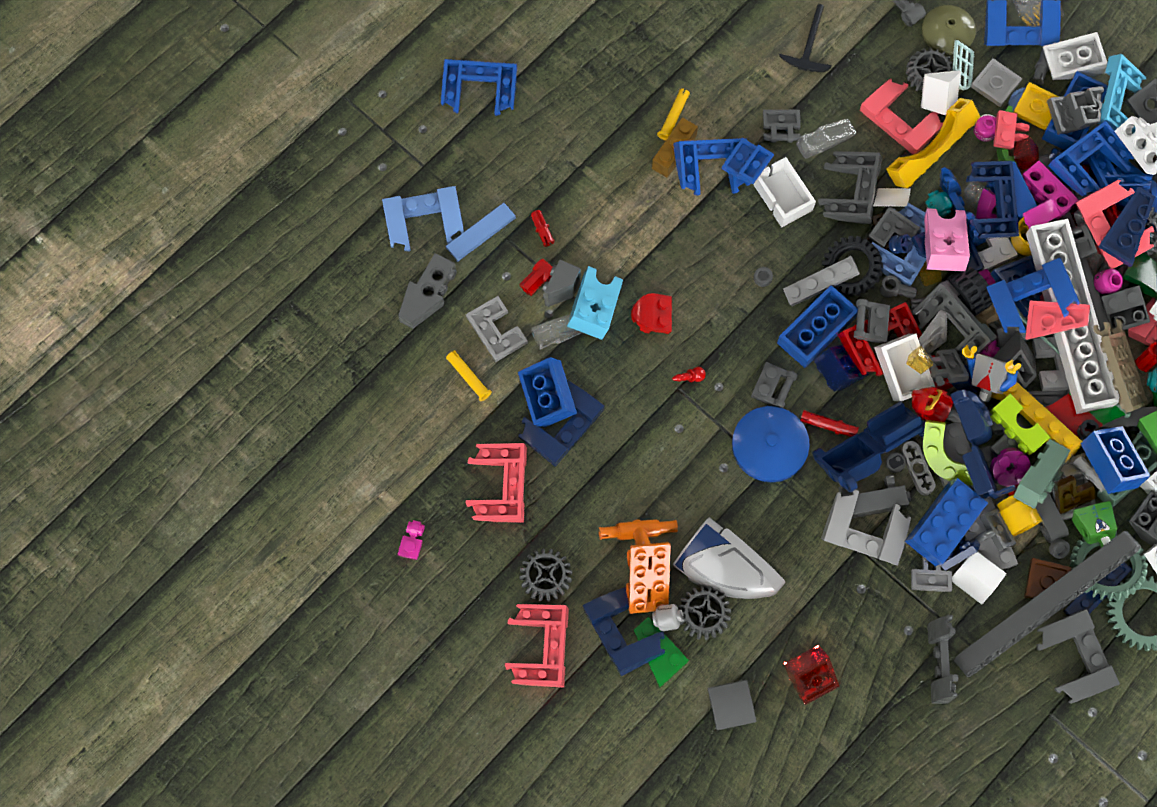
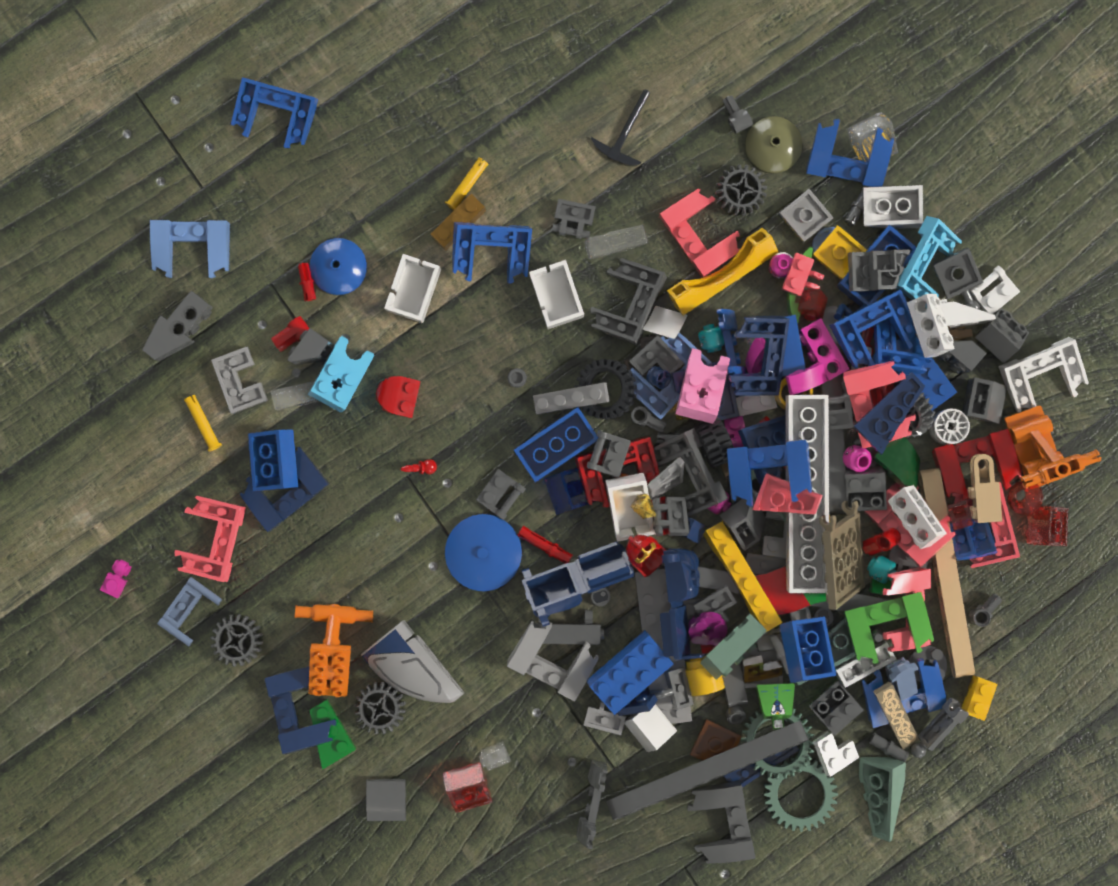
camera: 15 degrees right, 15 degrees up
(480, 232) = (245, 273): medium blue tile -> none
(485, 552) = (183, 606): none -> sand blue plate
(552, 670) = (224, 732): coral wedge -> none
(568, 220) = (343, 278): none -> blue dish
(646, 212) = (413, 288): none -> white piece
(667, 617) = (341, 708): light grey head -> none
(747, 161) = (525, 257): blue slope -> none
(831, 636) = (494, 756): none -> clear brick
(921, 460) = (627, 619): light grey beam -> none
(937, 457) = (638, 603): lime plate -> none
(940, 91) = (744, 217): white slope -> none
(970, 63) = (781, 187): light aqua window -> none
(990, 373) = (709, 535): torso -> none
(1028, 439) = (732, 608): lime arch -> none
(1088, 424) = (796, 613): black bush -> none

